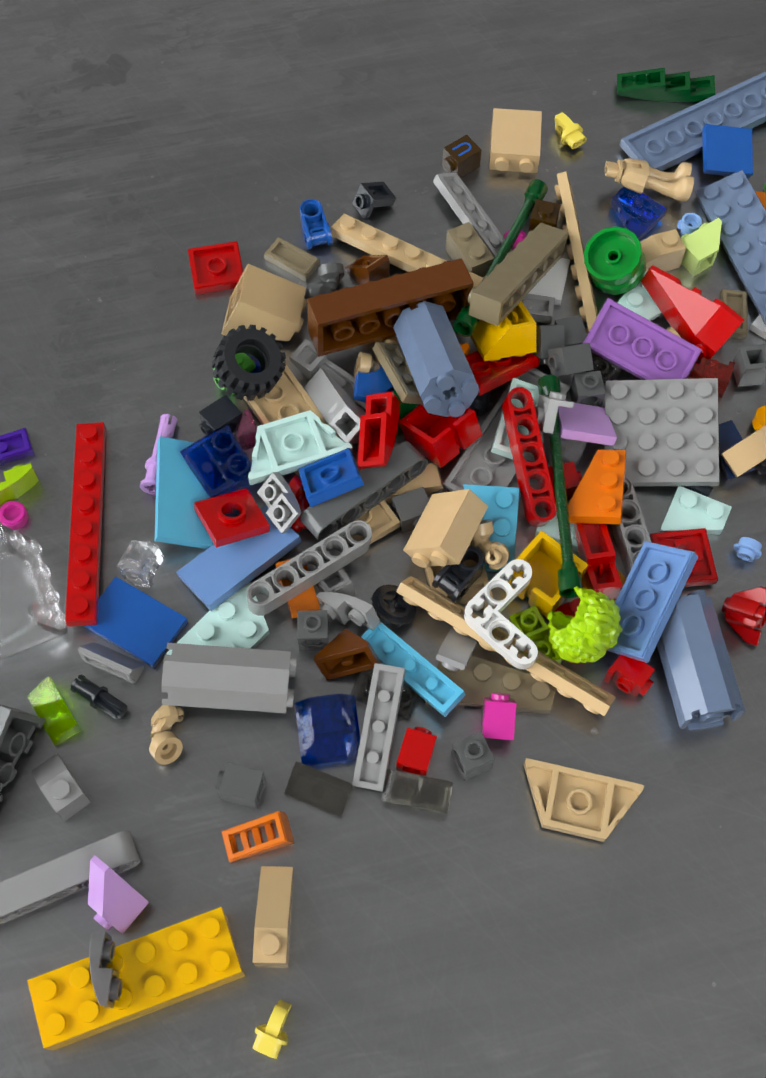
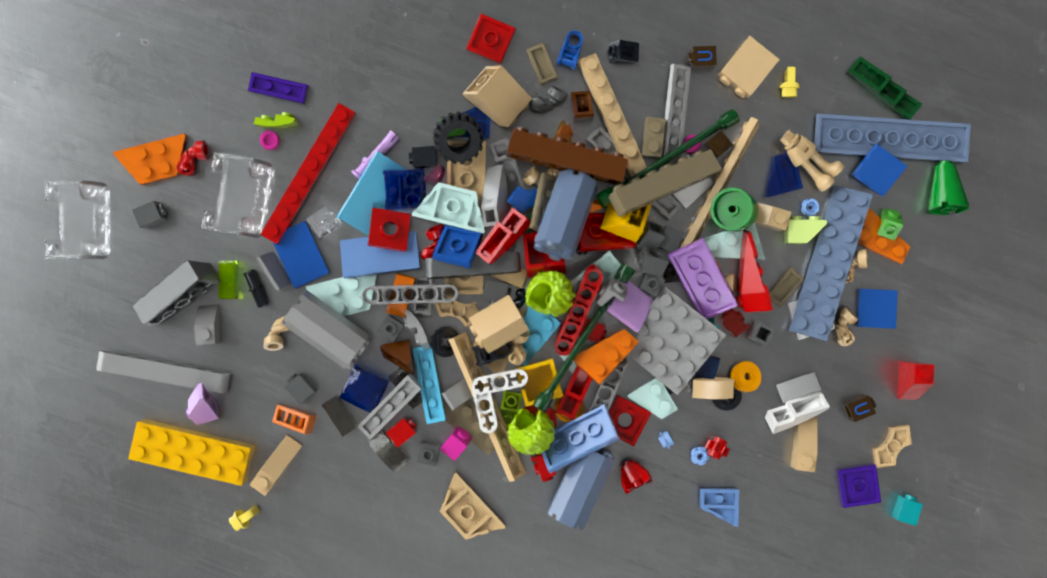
camera: 30 degrees right, 25 degrees up
(104, 980) = (171, 449): flat silver slope -> none
(281, 502) = (422, 240): light grey slope -> none
(380, 563) = (457, 309): none -> tan tile
(482, 454) = (550, 293): none -> lime hair

